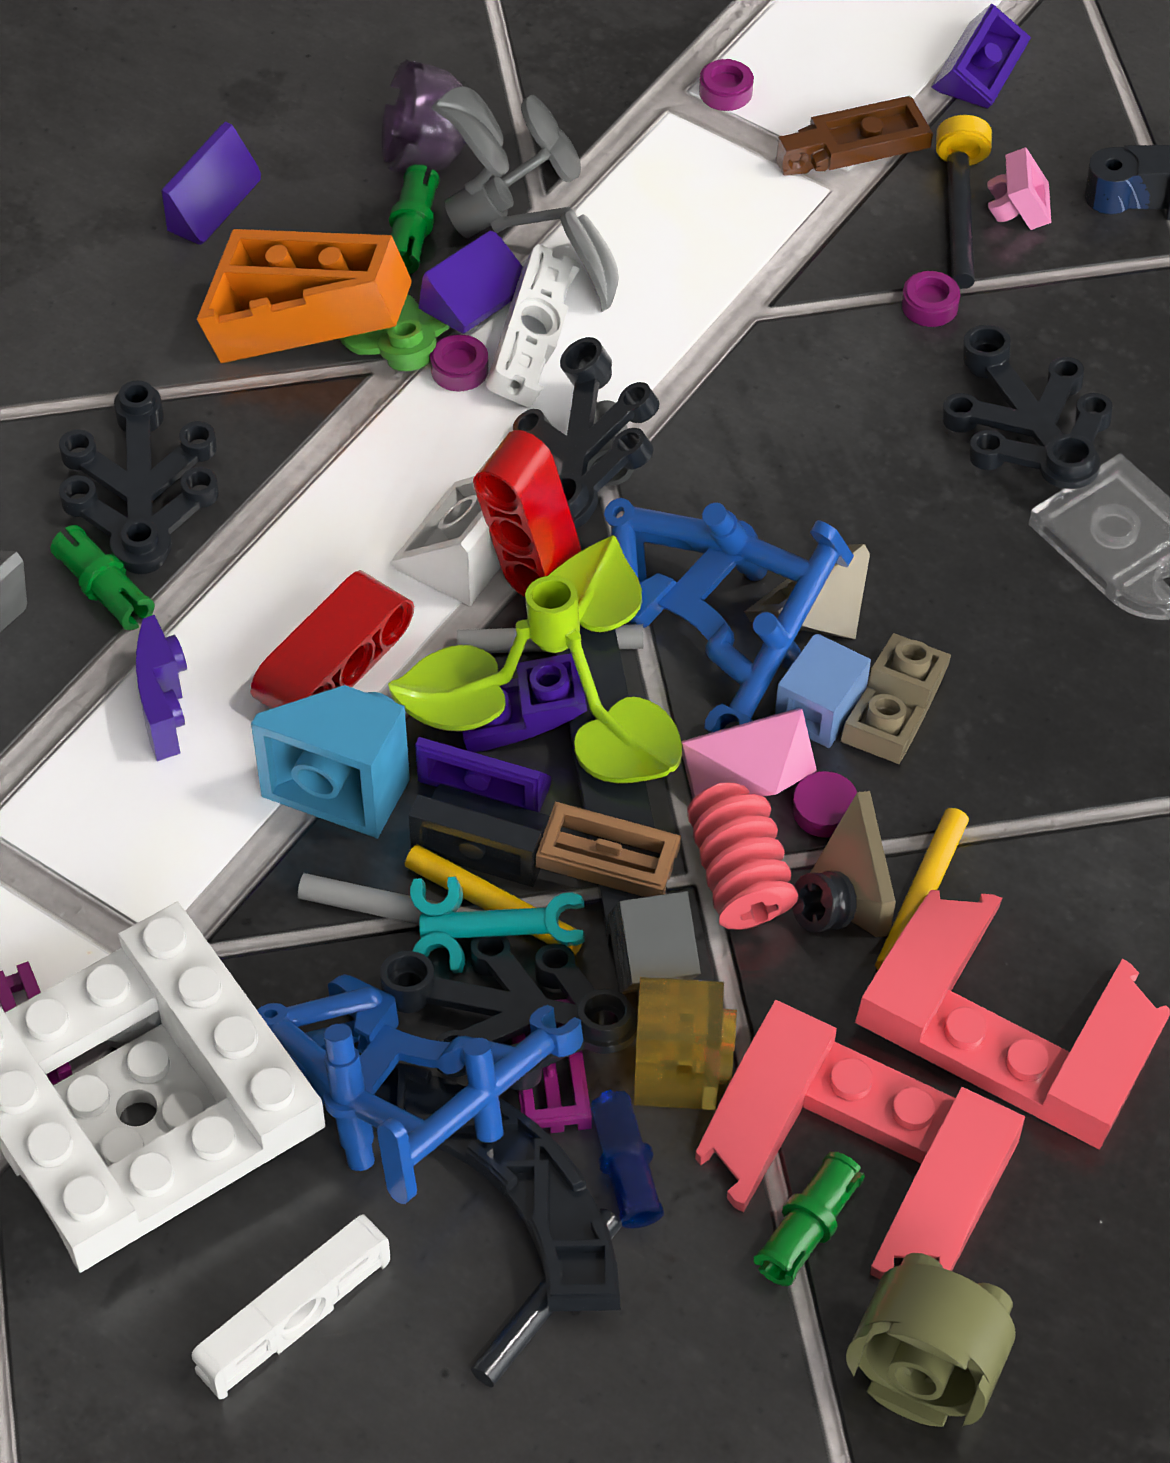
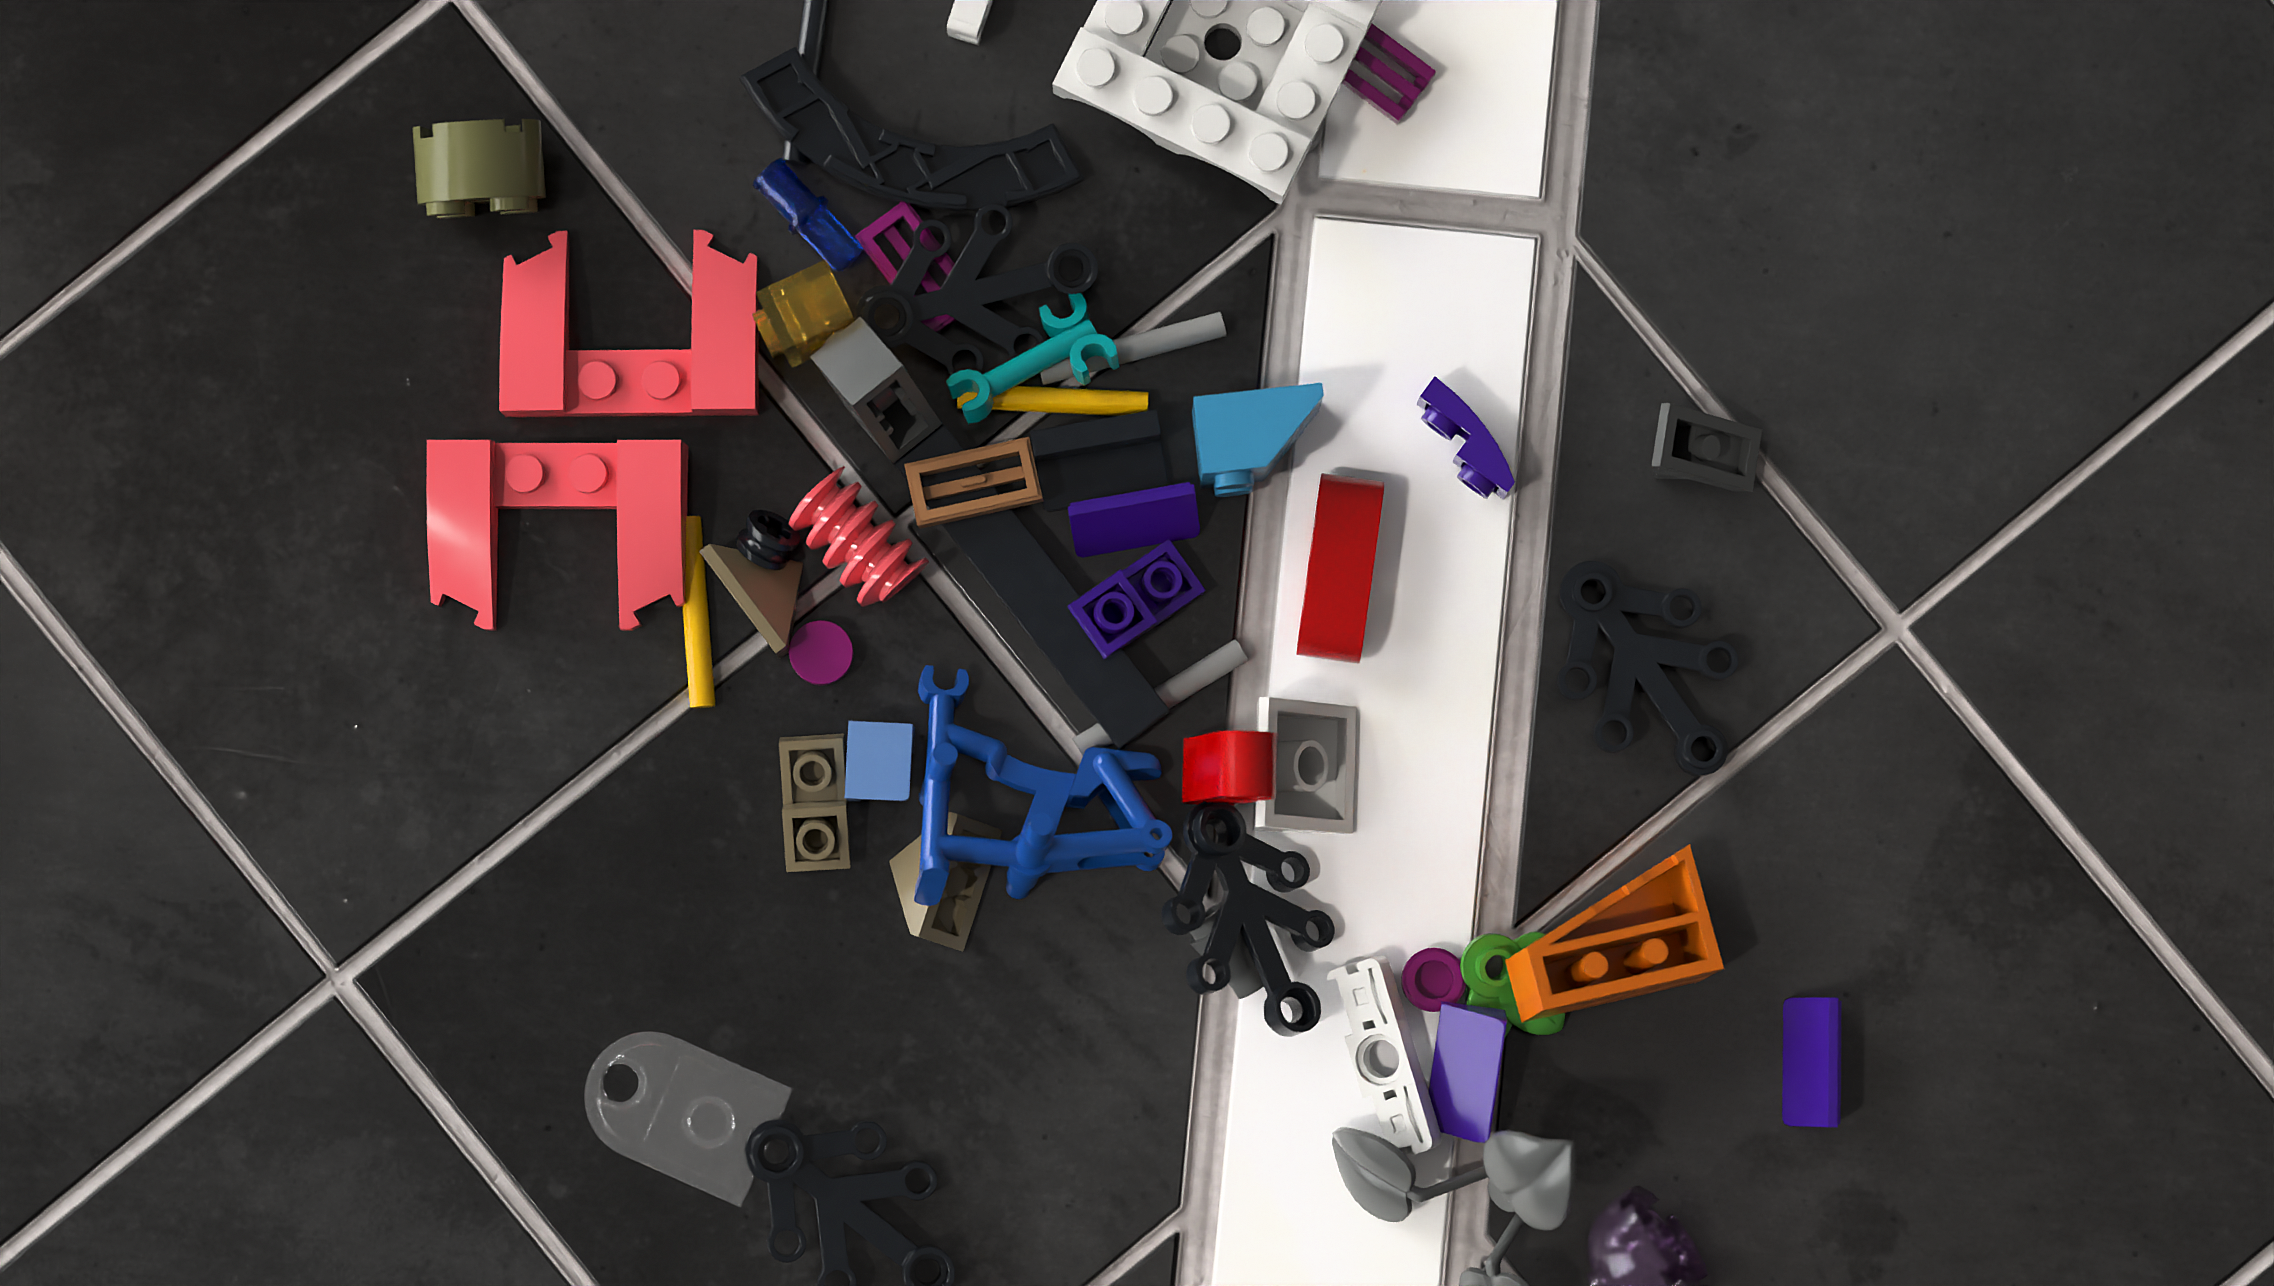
camera: 150 degrees right, 30 degrees up
(102, 577) = (1601, 536): green pin -> none
(350, 1080) = (1043, 121): blue piece -> none
(412, 215) = (1587, 1130): green pin -> none
(592, 589) = (1131, 737): lime plant -> none
(757, 754) = (900, 649): bright pink slope -> none
(809, 1219) = (634, 240): green pin -> none

